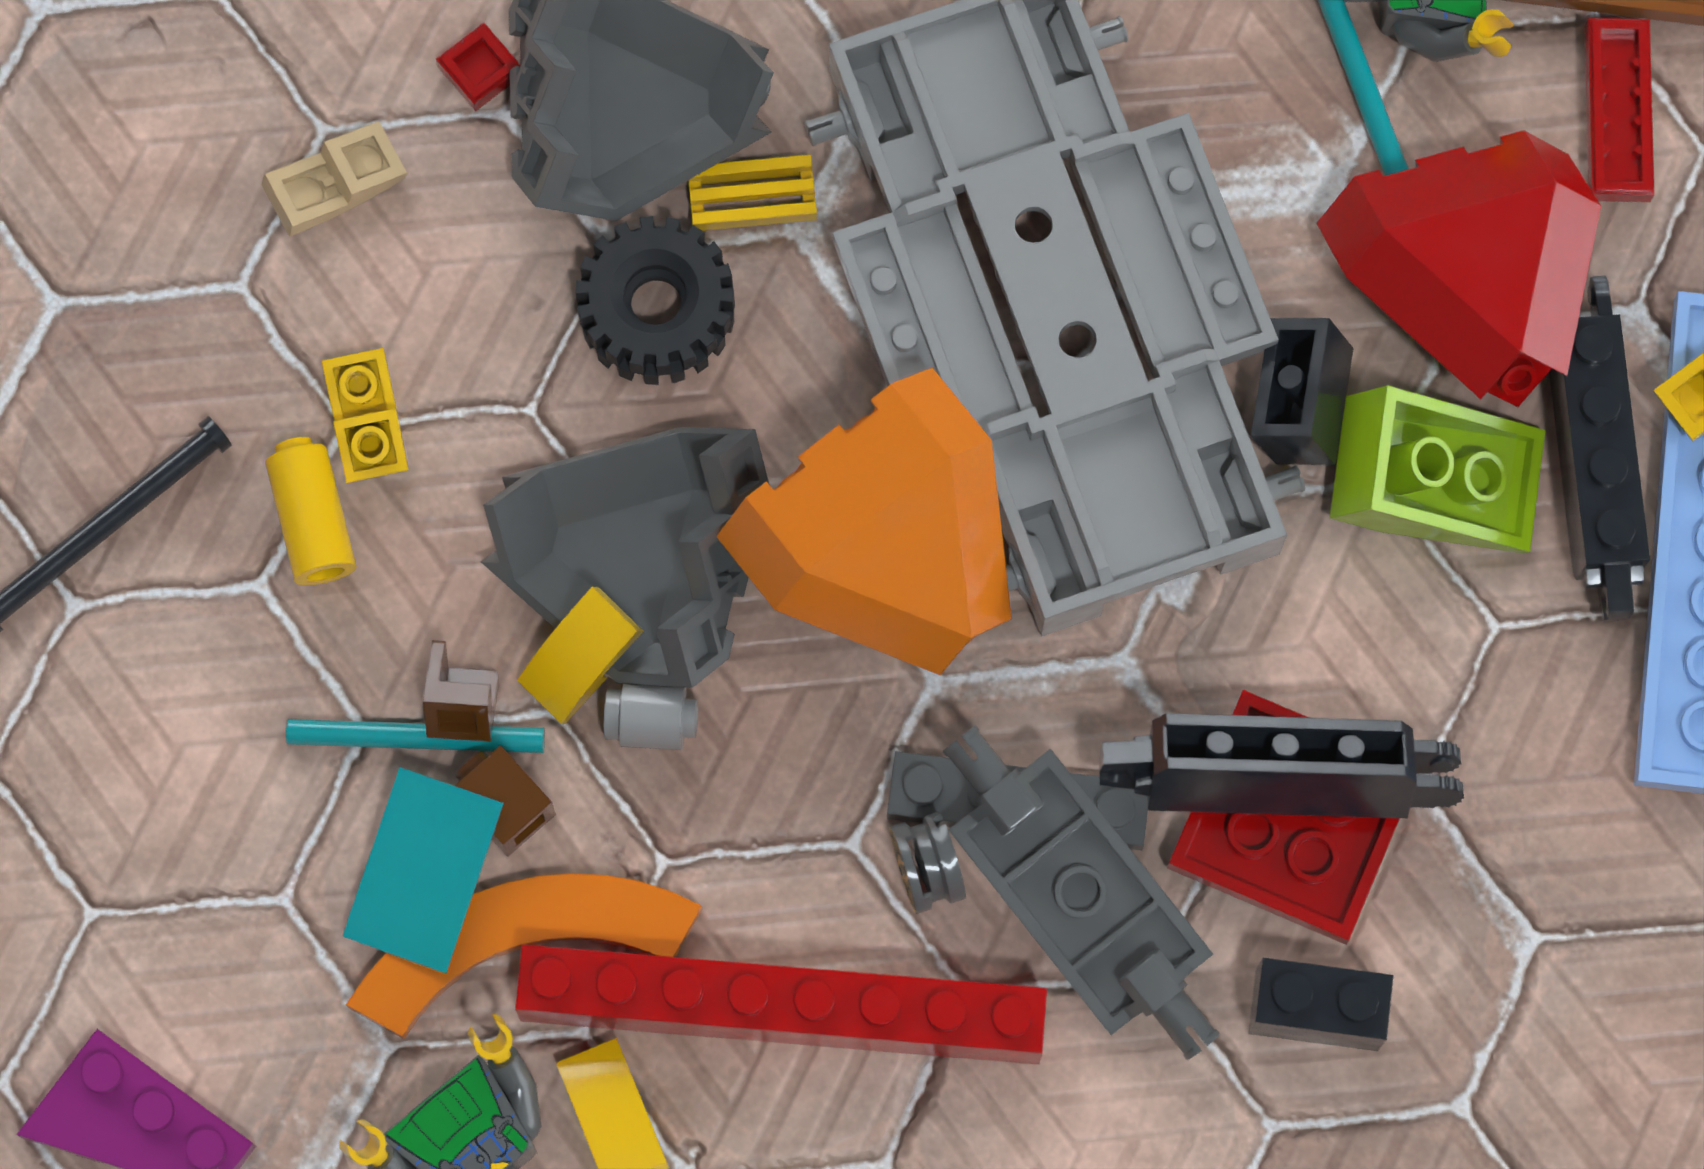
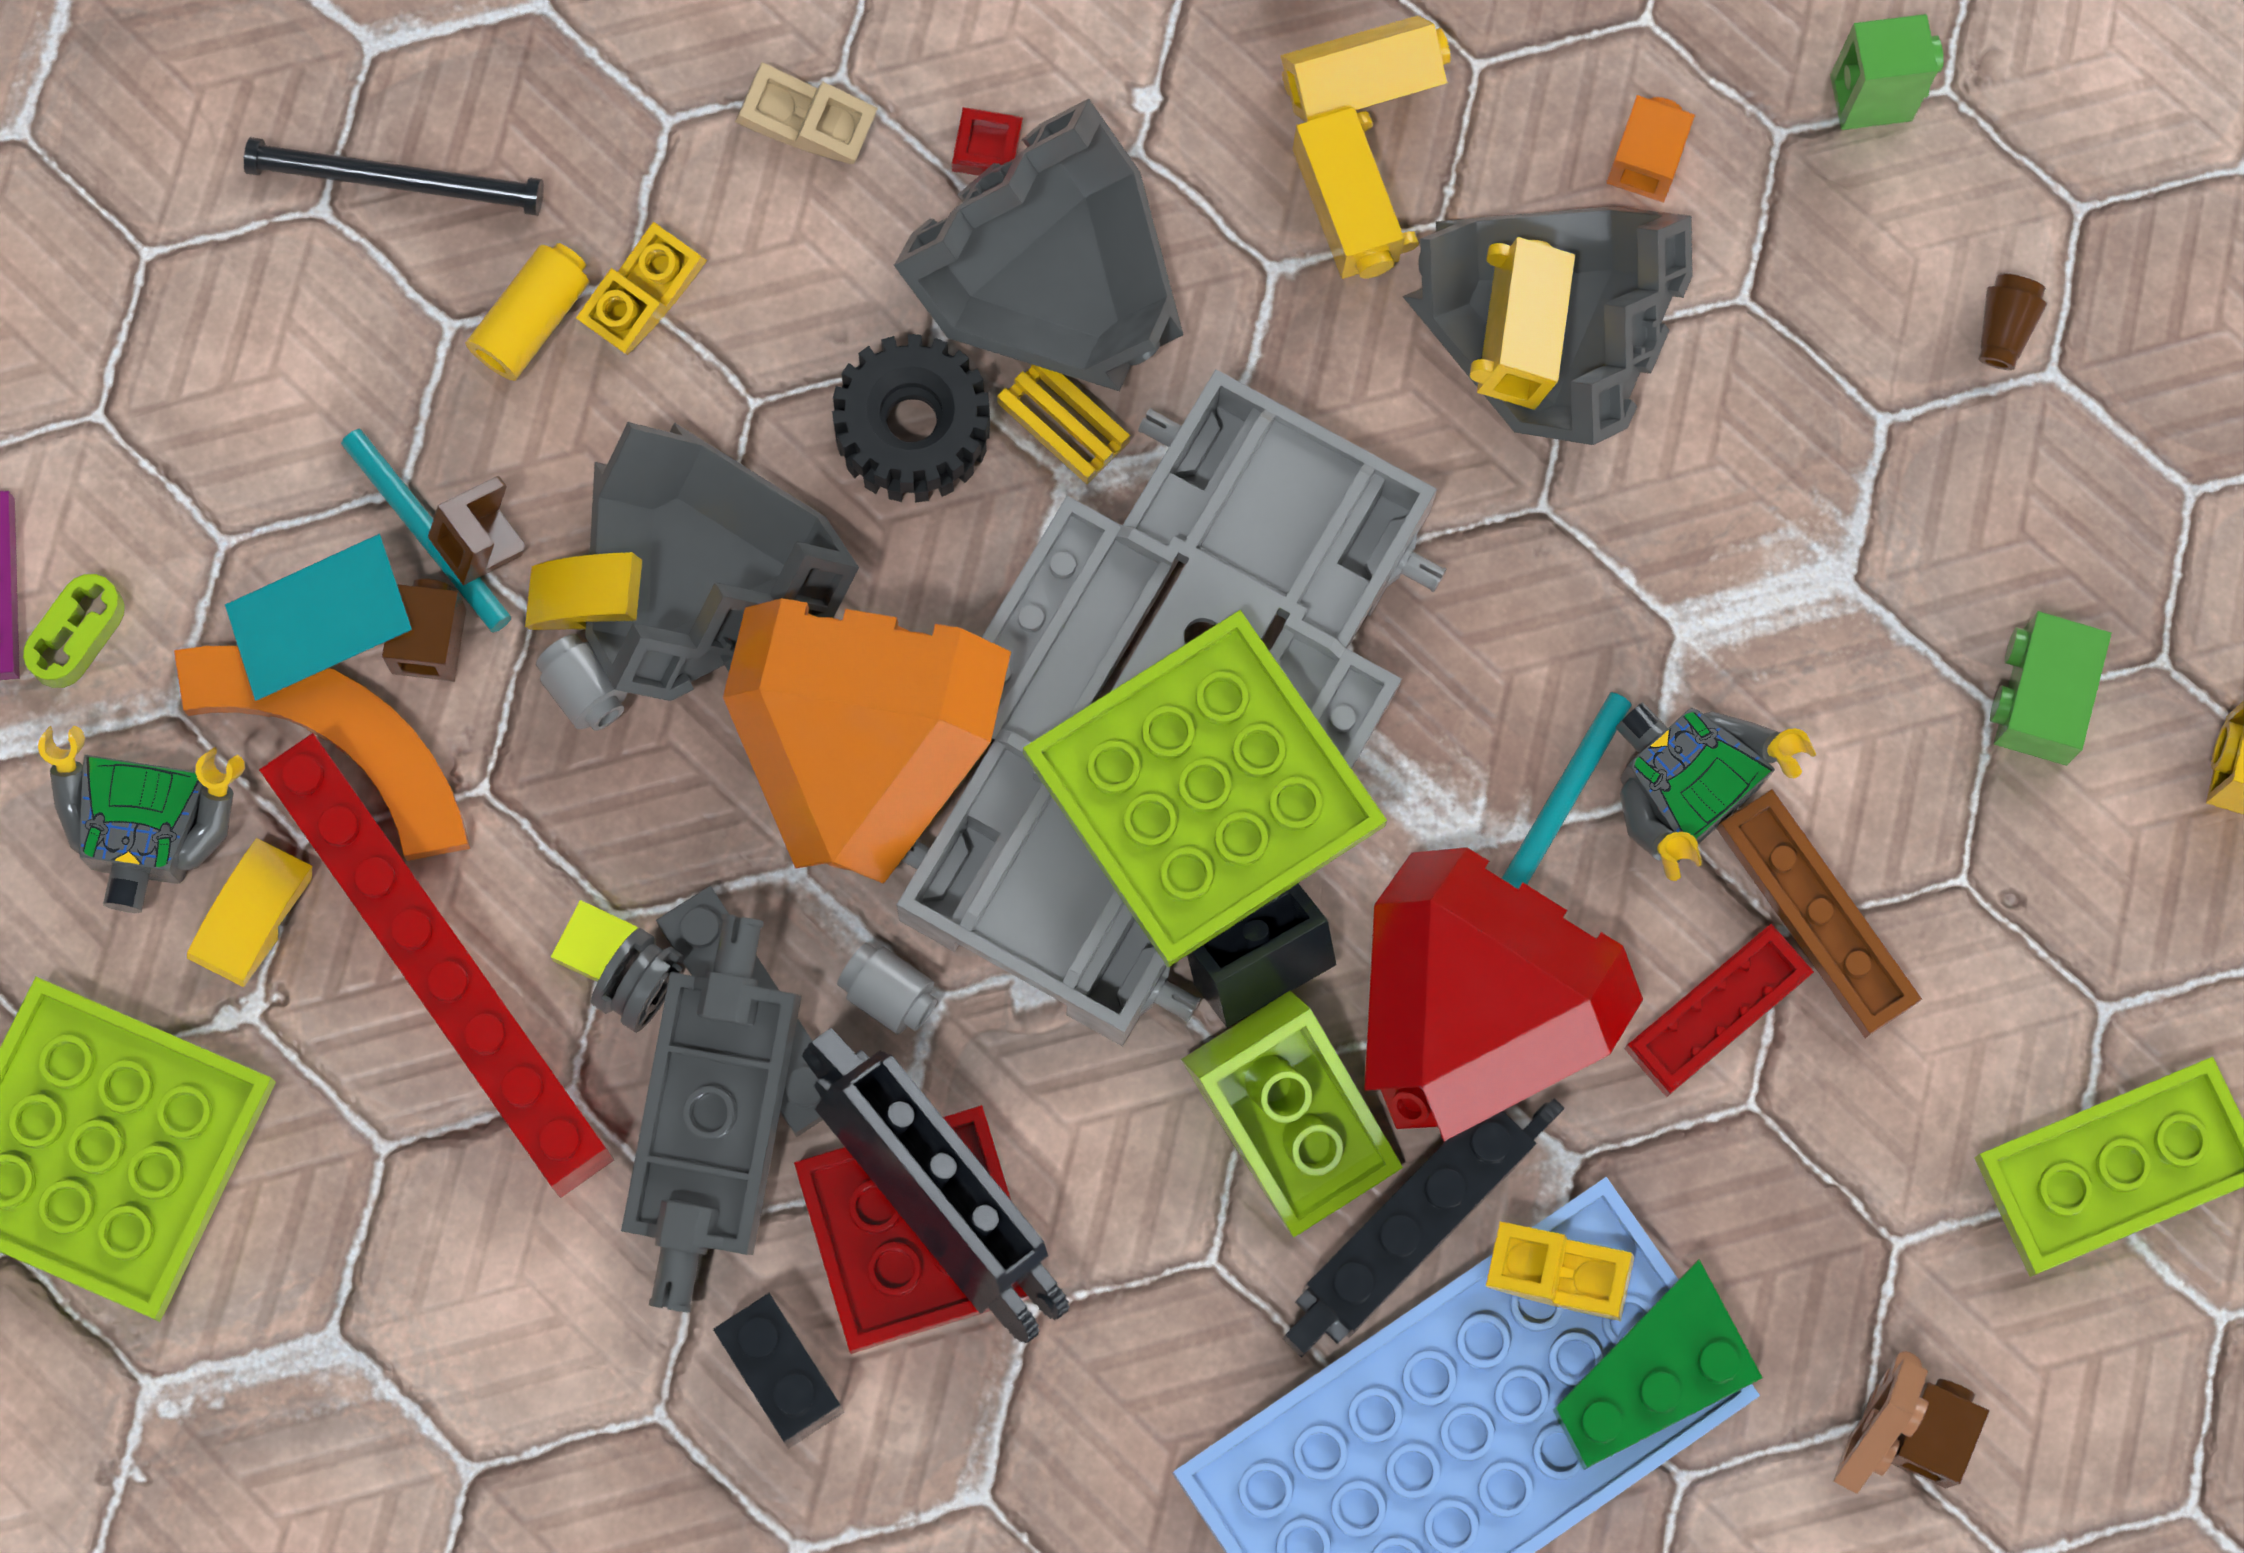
camera: 45 degrees right, 0 degrees up
(243, 1074) = (62, 622): none -> lime beam
(864, 875) = (590, 940): none -> neon yellow tile
(1091, 685) = (888, 988): none -> light grey brick
(1158, 318) = (1204, 787): none -> lime plate

